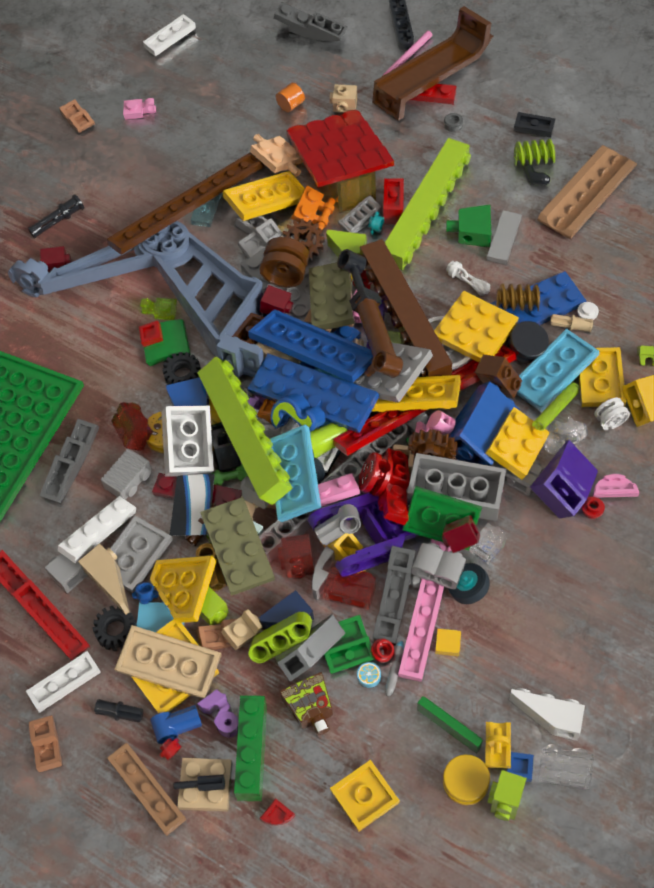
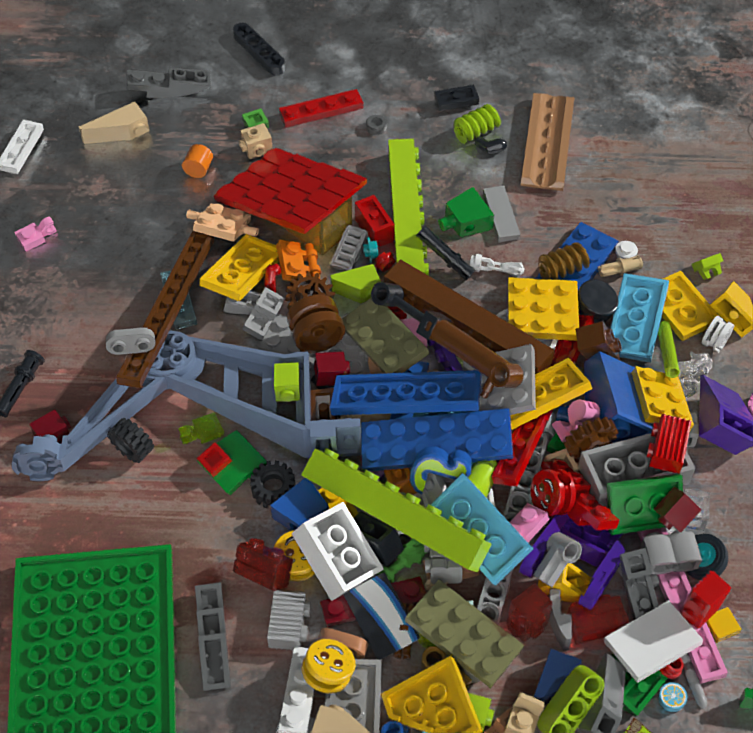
camera: 35 degrees left, 5 degrees down
(101, 292) = (130, 440): none -> black tyre
(125, 519) = (328, 666): none -> yellow head
(133, 215) = (130, 341): none -> light grey plate
(153, 510) = (356, 644): none -> nougat beam
(232, 296) = (287, 382): none -> lime brick
(249, 45) = (118, 125): none -> tan slope
(280, 215) = (270, 279): none -> red arm
(359, 80) = (255, 118): none -> bright green plate
(378, 624) = (653, 641): none -> white tile
(380, 234) = (385, 261): none -> red plate
(411, 51) = (286, 77): bright pink bar -> none
(433, 65) = (323, 77): reddish brown panel -> none
(433, 613) = (705, 599): none -> red brick
(434, 258) = (446, 253): none -> black pin
(487, 478) = (669, 444): none -> red brick

